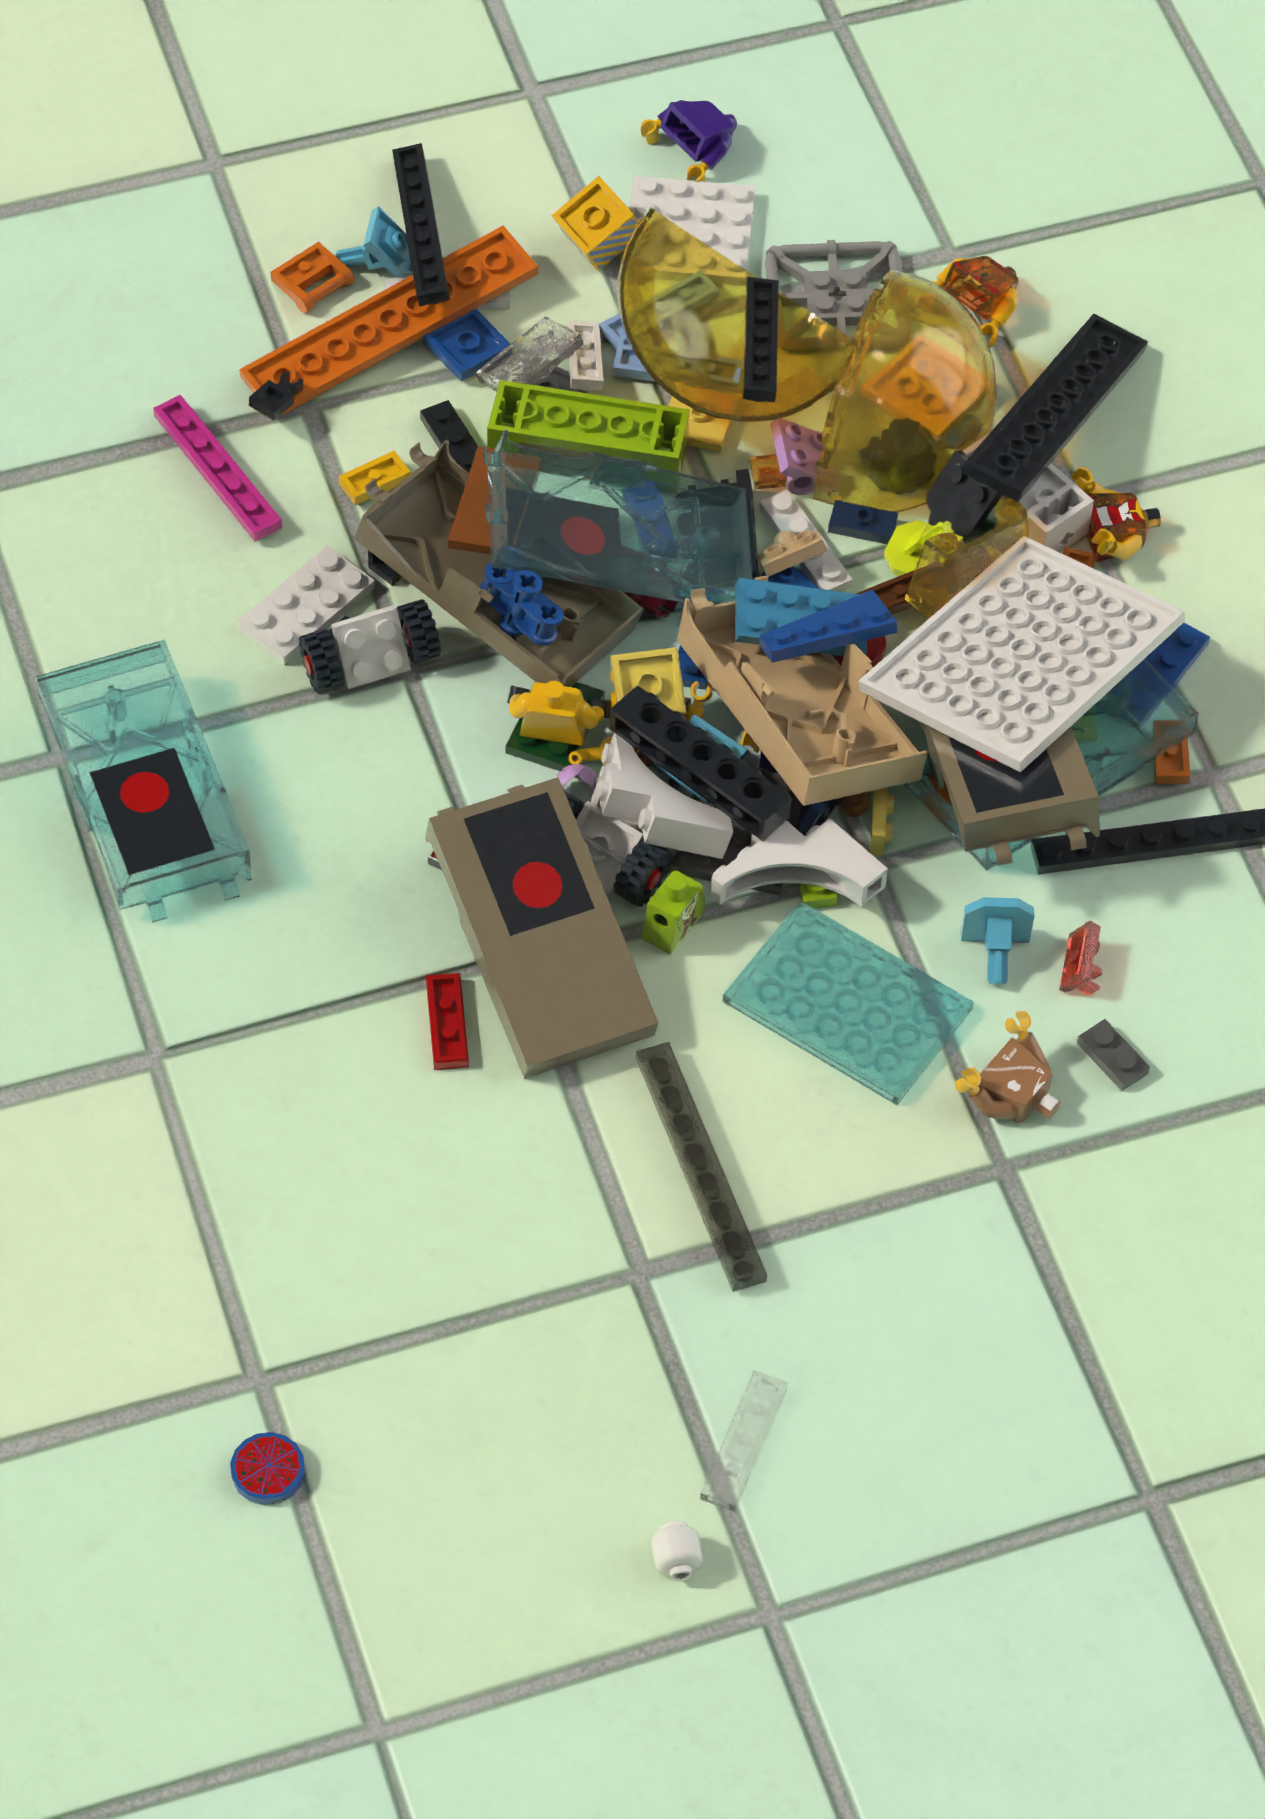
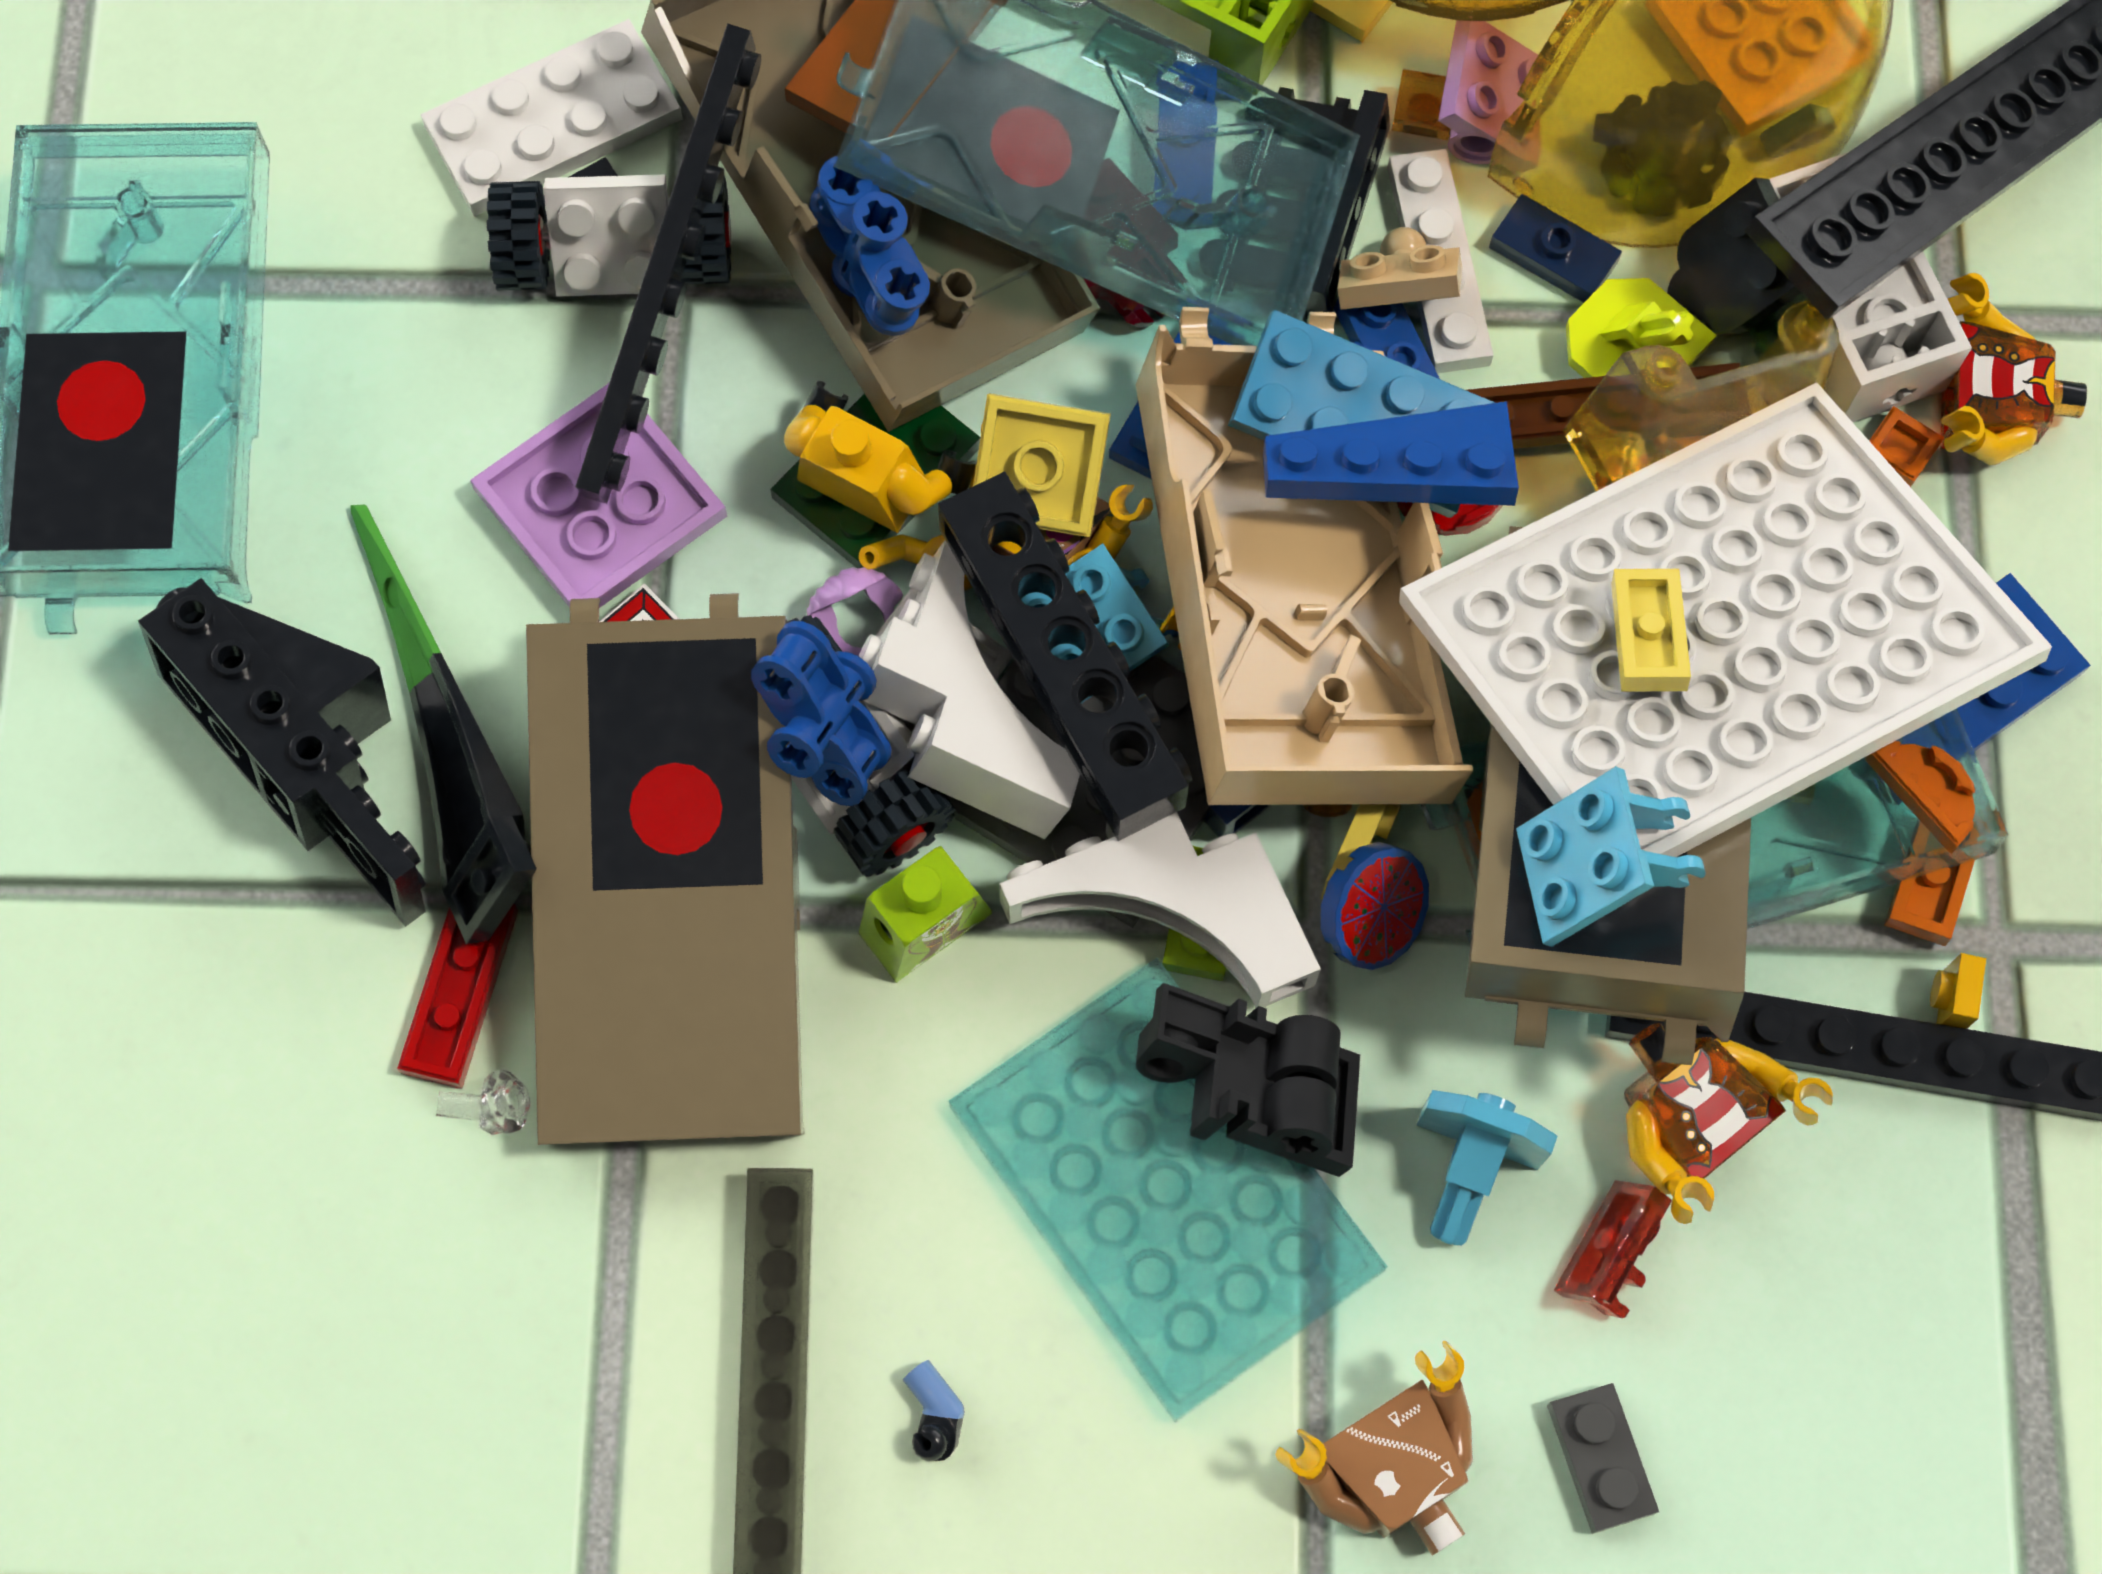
camera: 20 degrees right, 15 degrees up
(314, 907) = (290, 723): none -> black wedge
(416, 773) = (589, 544): none -> lavender plate
(419, 656) = (661, 289): none -> black plate
(421, 925) = (473, 808): none -> black plate
(494, 1065) = (492, 1108): none -> clear plate
(592, 813) = (821, 713): none -> blue axle
(780, 1132) = (941, 1413): none -> arm
(884, 930) = (1271, 1083): none -> black plate
(900, 841) = (1375, 906): none -> tile
(989, 657) = (1650, 630): none -> light yellow plate
(1005, 754) = (1588, 856): none -> medium azure plate
(1100, 881) = (1700, 1114): none -> torso
(1151, 700) = (1931, 787): none -> orange tile
(1203, 797) = (1959, 991): none -> yellow plate

